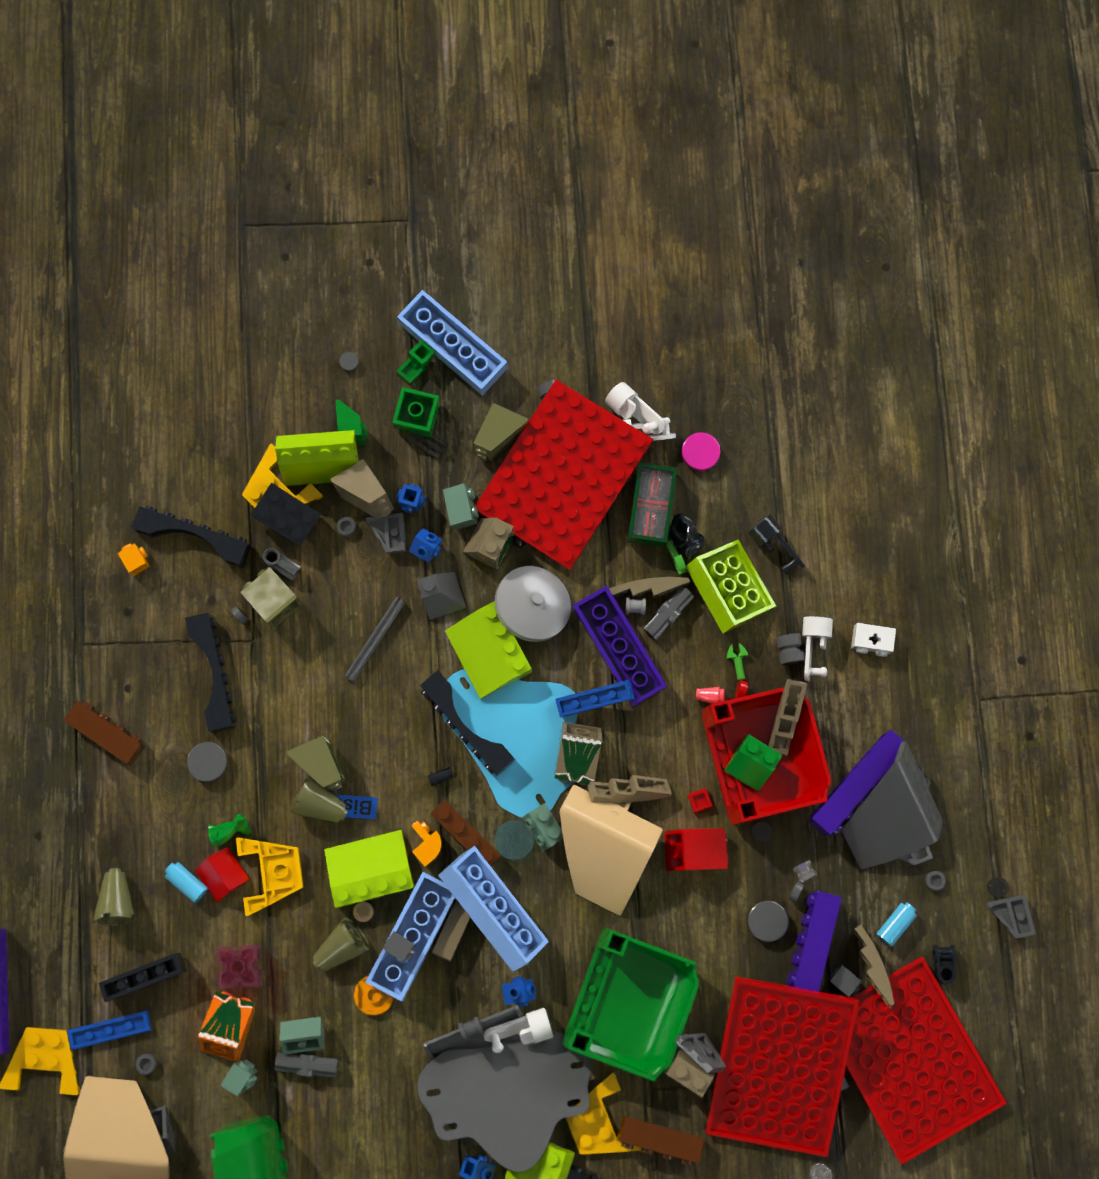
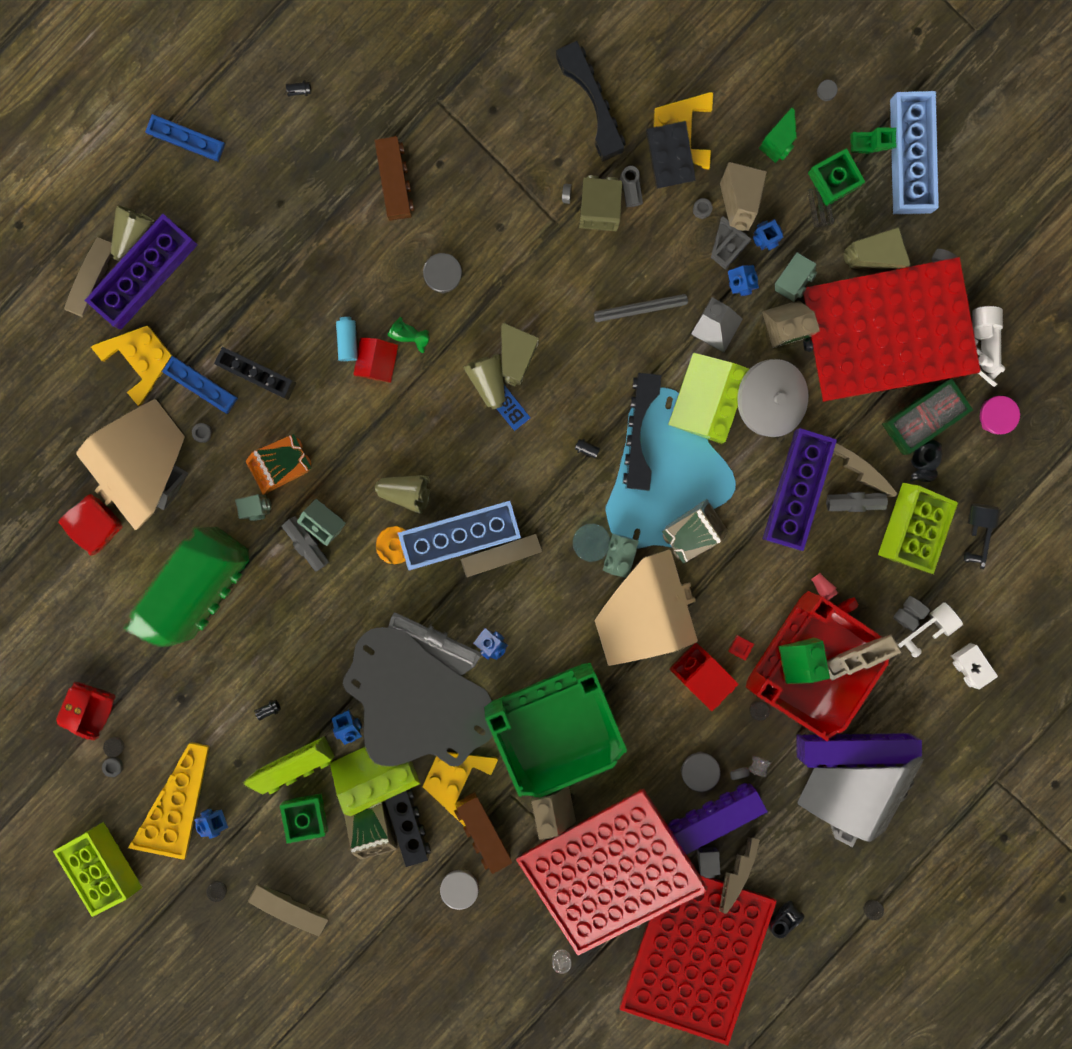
camera: 50 degrees right, 10 degrees up
(114, 900) = (287, 301): olive cone -> none
(134, 558) = (535, 75): light orange brick -> none
(218, 712) = (484, 246): black arch -> none
(230, 976) = (314, 433): clear pink brick -> none
(279, 872) = (415, 398): yellow wing -> none
(315, 456) = (734, 134): lime slope -> none
(363, 911) = (443, 483): tan tile -> none
(369, 869) = (476, 459): lime slope -> none
(399, 947) = (443, 535): dark grey brick -> none
(432, 844) = (531, 489): light orange brick -> none
(464, 832) = (563, 505): reddish brown brick -> none
(493, 908) = (531, 574): light blue brick -> none
(531, 1028) = (477, 677): white piece -> none
(595, 698) = (745, 507): blue tile -> none
(632, 790) = (704, 594): dark tan slope -> none
(635, 606) = (839, 473): light grey bush -> none
(678, 560) = (901, 476): bright green bar -> none
(702, 1051) = (569, 810): dark grey wing -> none
(738, 660) = (867, 582): bright green bar -> none
(897, 924) = (782, 863): medium azure brick -> none
(935, 880) = (837, 862): dark grey tile -> none
(1014, 915) = (864, 938): dark grey wing -> none

